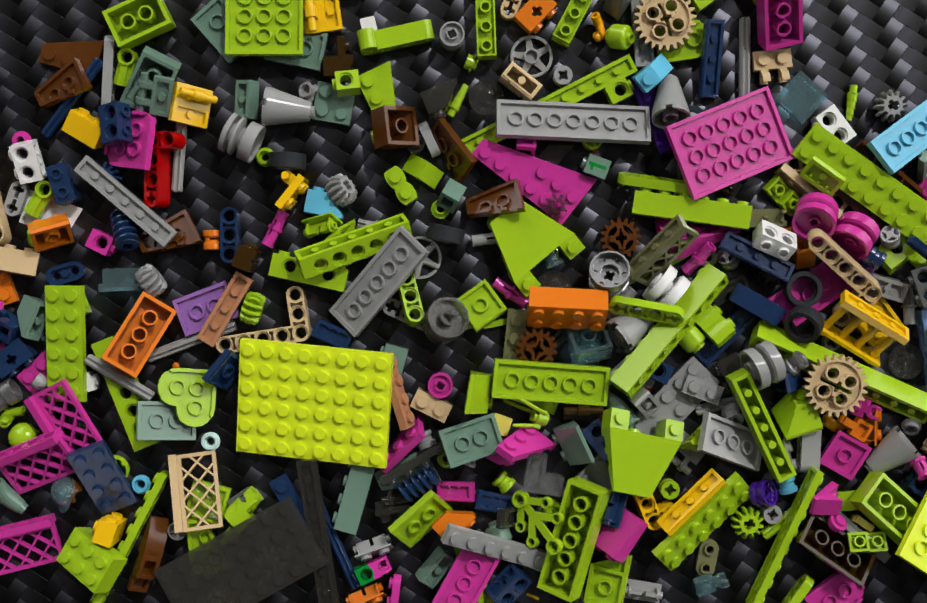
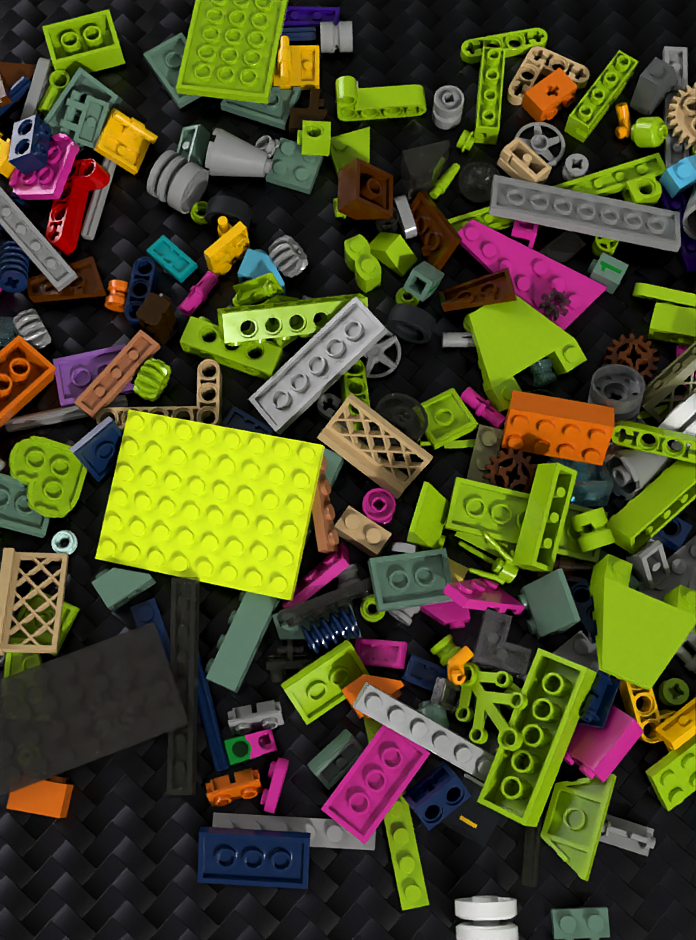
camera: 10 degrees right, 15 degrees down
(242, 505) = (89, 630): lime plate -> none
(248, 201) = (172, 258): none -> teal plate
(258, 468) = (120, 586): none -> sand green slope
(431, 351) = (365, 456): none -> tan fence
(460, 414) = (402, 548): none -> tile
(511, 496) = (456, 663): none -> light orange arm
(563, 384) = (545, 517): none -> lime brick
(600, 388) = (591, 540): none -> lime wheel

